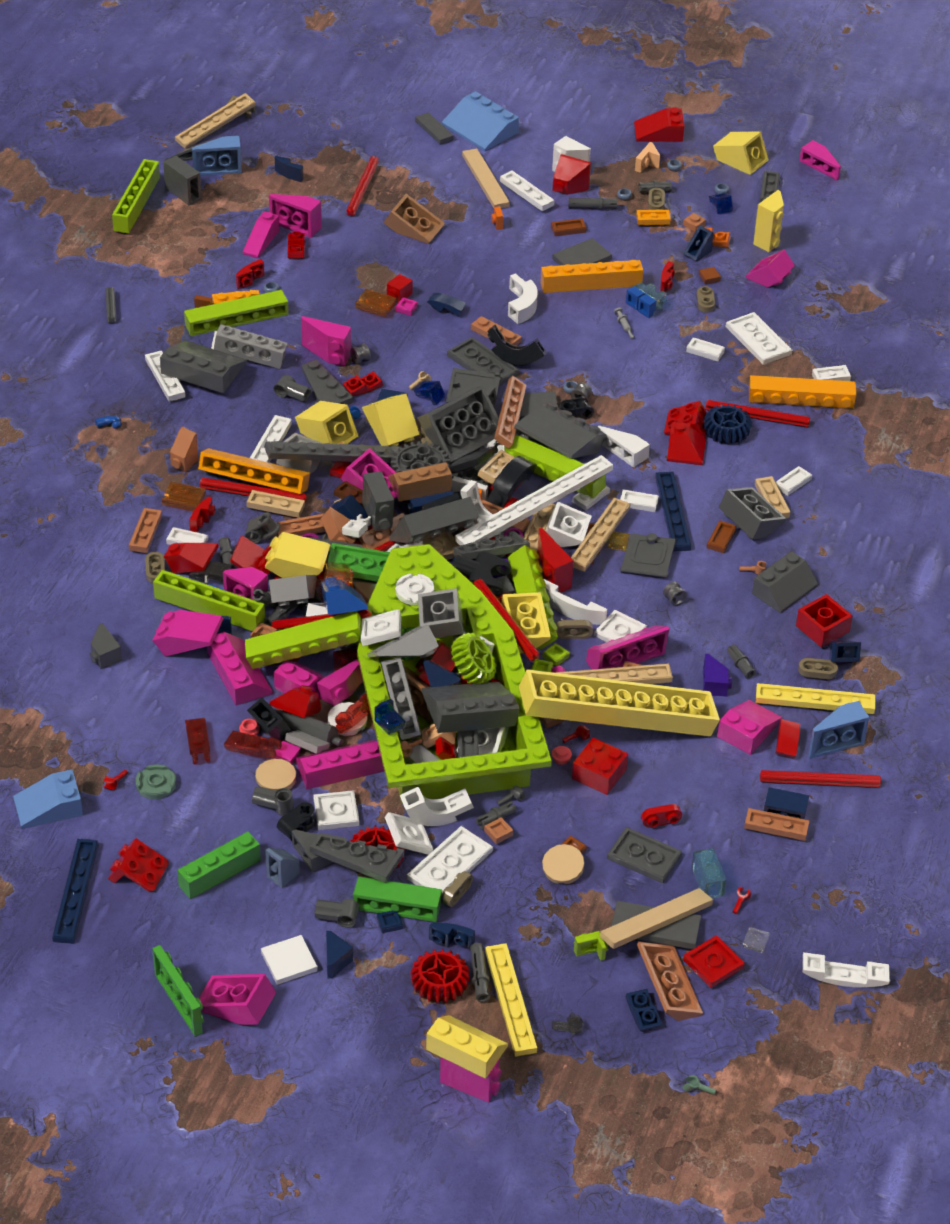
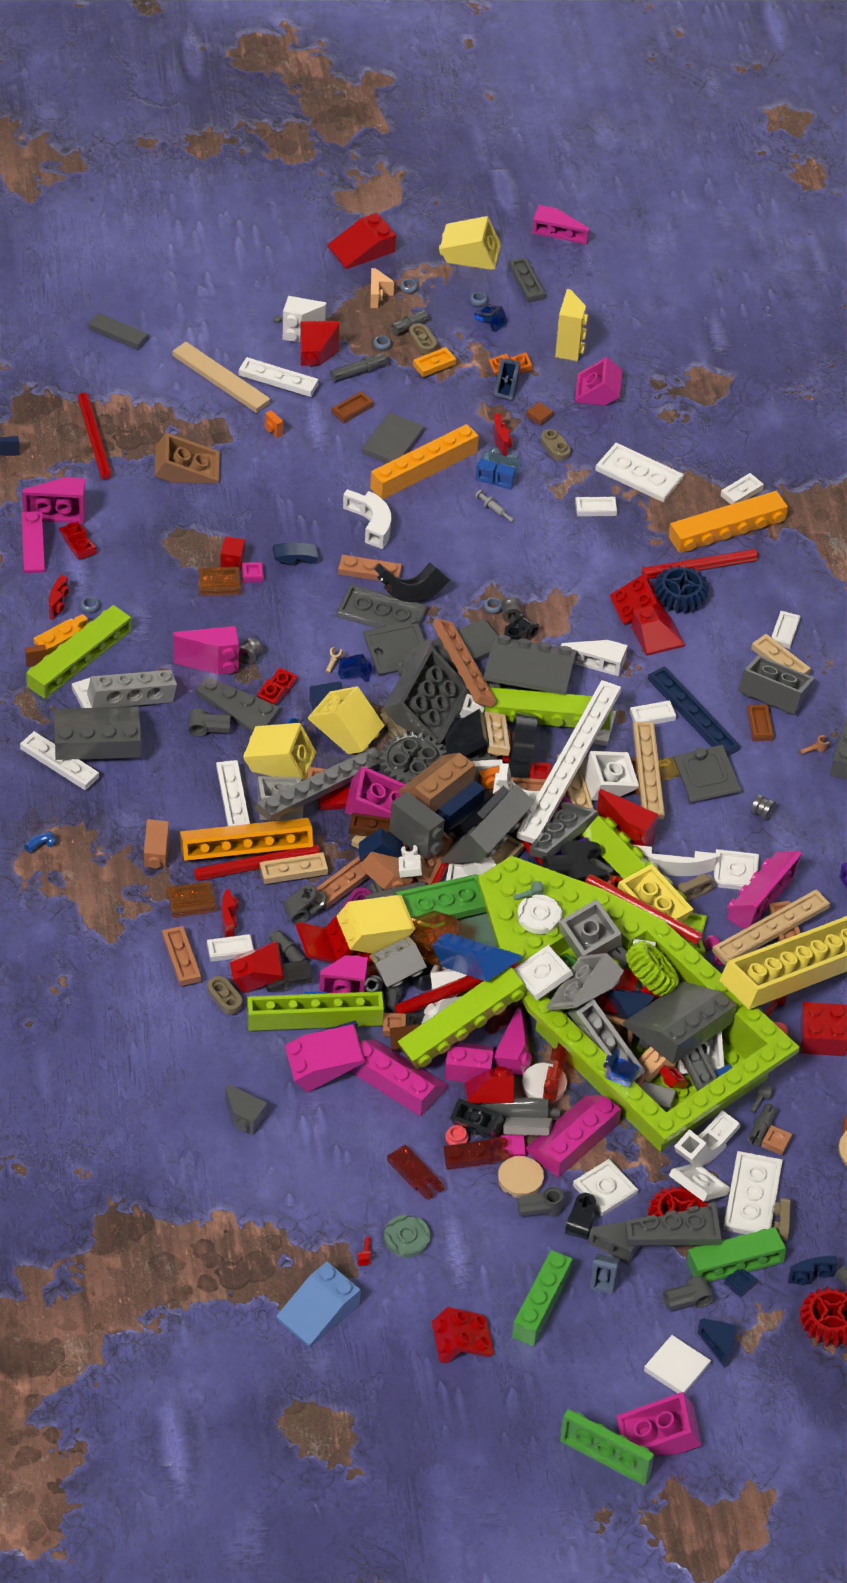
camera: 30 degrees left, 5 degrees up
(75, 891) = (418, 1389): dark blue tile -> none
(424, 570) = (536, 889): none -> sand green hand
(481, 121) = (167, 304): medium blue slope -> none
(693, 221) = (478, 352): nougat plate -> none

